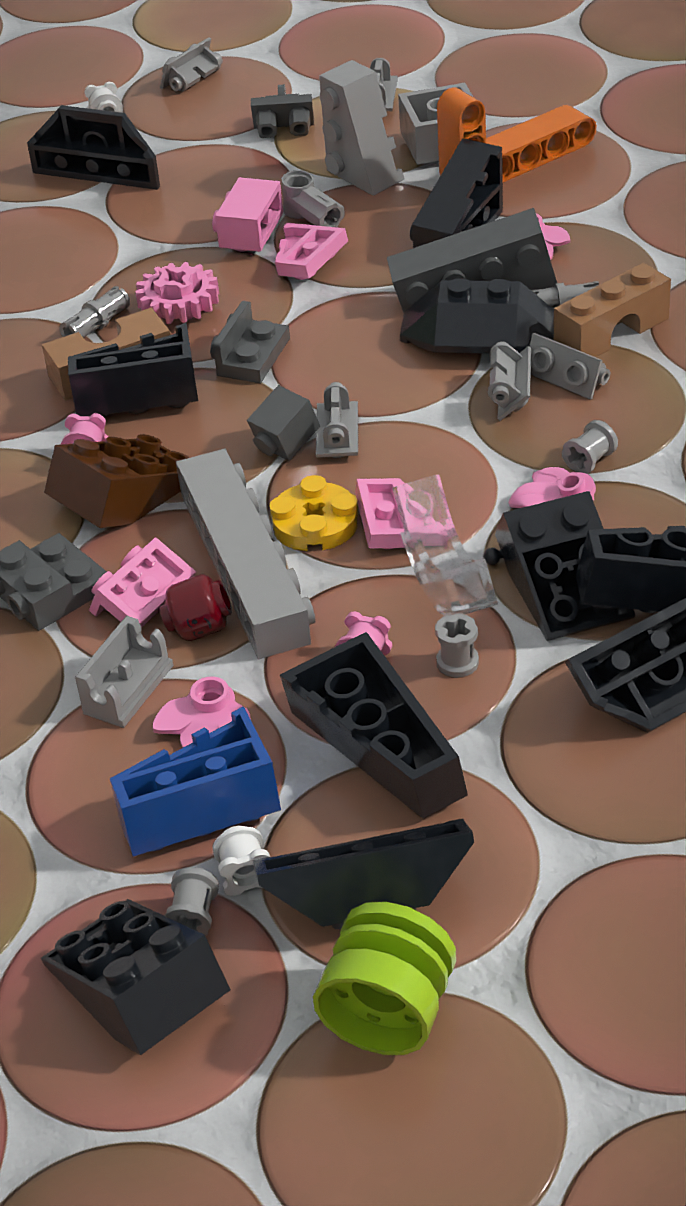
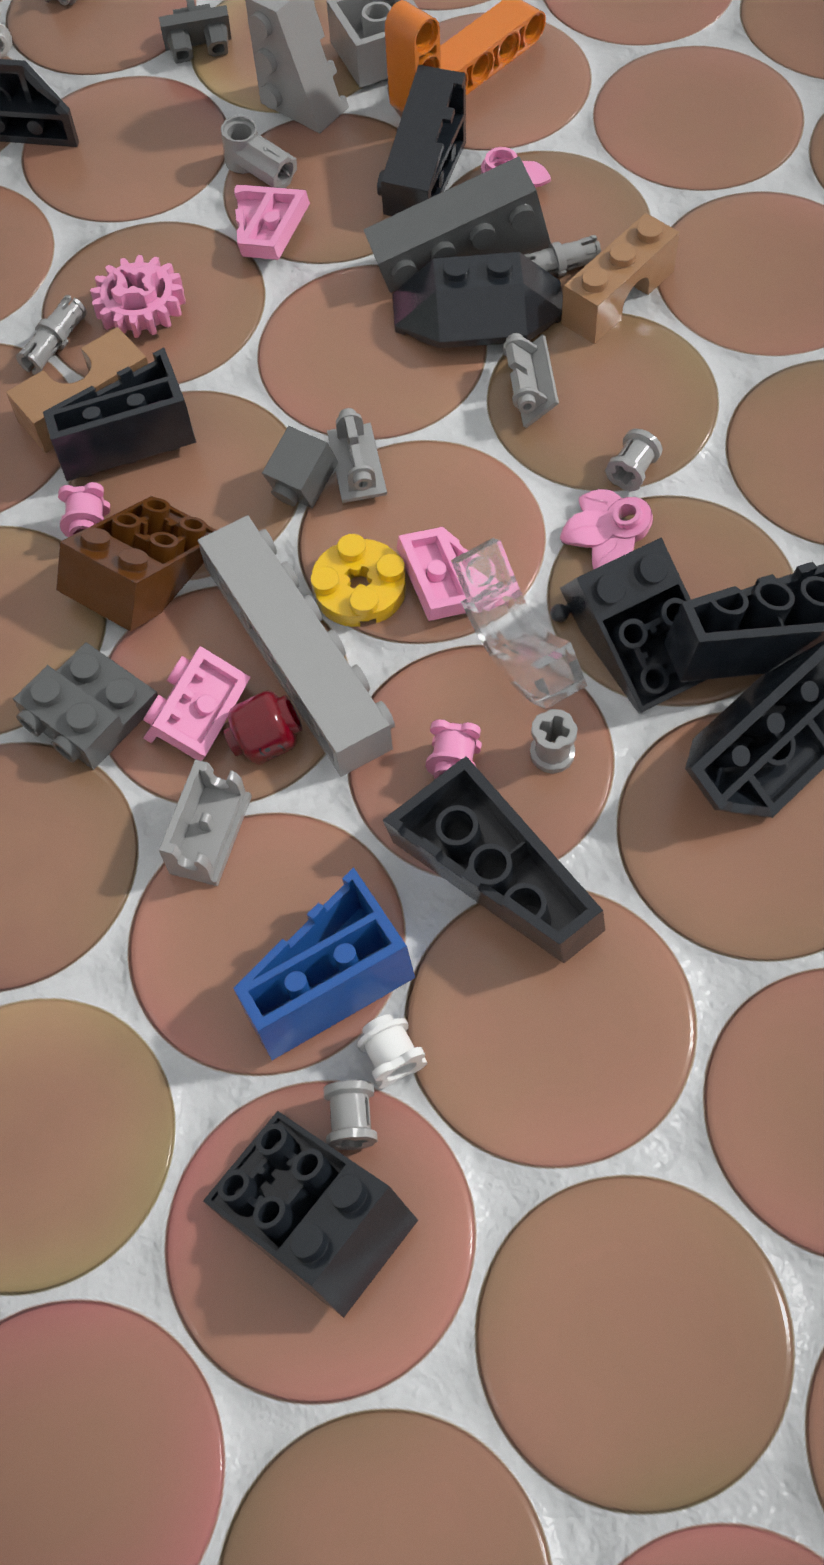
camera: 10 degrees left, 20 degrees up
(206, 706) = (302, 875): bright pink plate -> none
(247, 346) = (233, 360): dark grey bracket -> none
(248, 214) = (192, 180): bright pink brick -> none
(385, 978) = (585, 1182): lime wheel -> none
(390, 868) = (529, 1053): black wedge -> none
(566, 366) = (585, 353): light grey hinge -> none

